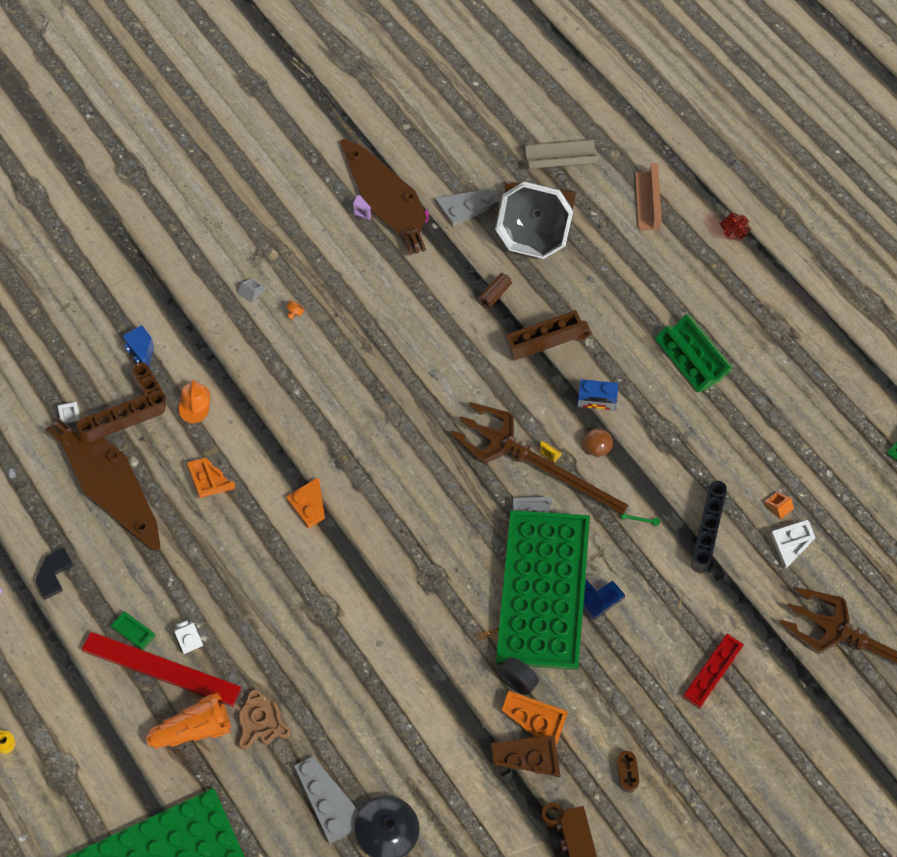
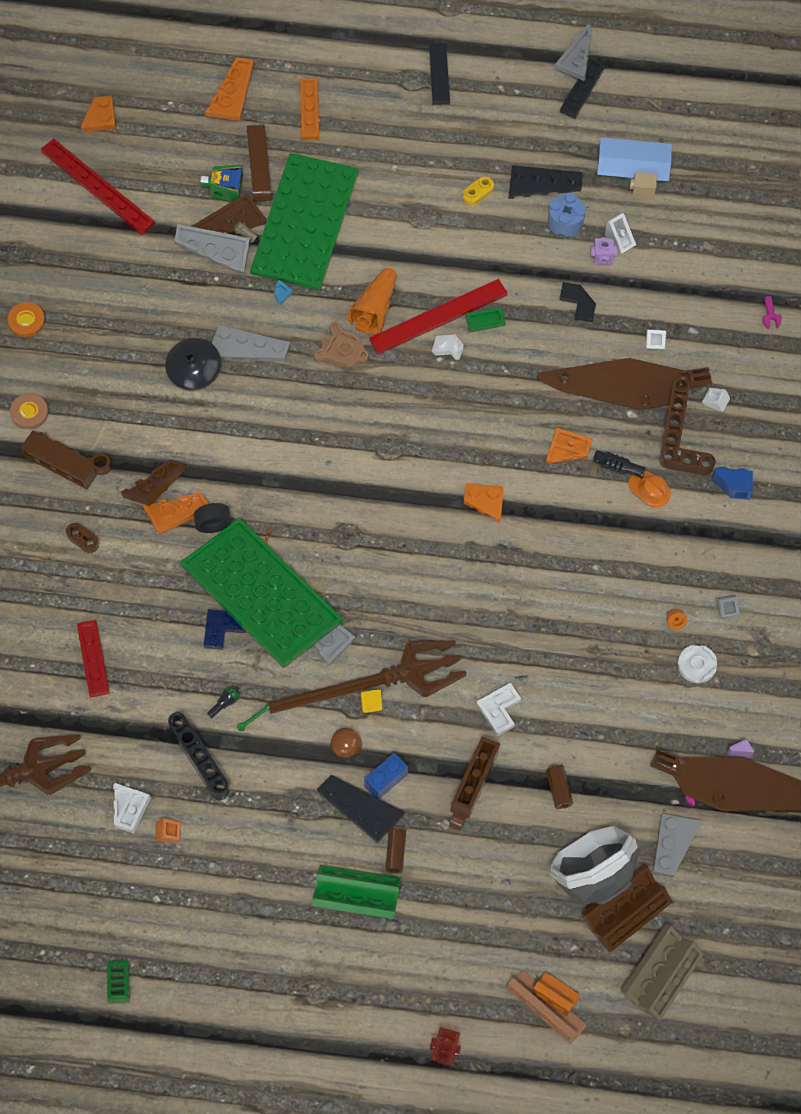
camera: 130 degrees right, 5 degrees up
(43, 492) = (655, 339): none -> white slope
(192, 433) = (618, 464): none -> black hinge
(246, 819) = (282, 292): none -> dark azure tile
(317, 277) = (697, 664): none -> white tile
(473, 371) = (495, 706): none -> white plate
(633, 398) = (363, 809): none -> black wing
(636, 197) = (556, 994): none -> orange panel
(641, 351) = (395, 850): none -> reddish brown axle
(644, 545) = (228, 697): none -> black piece

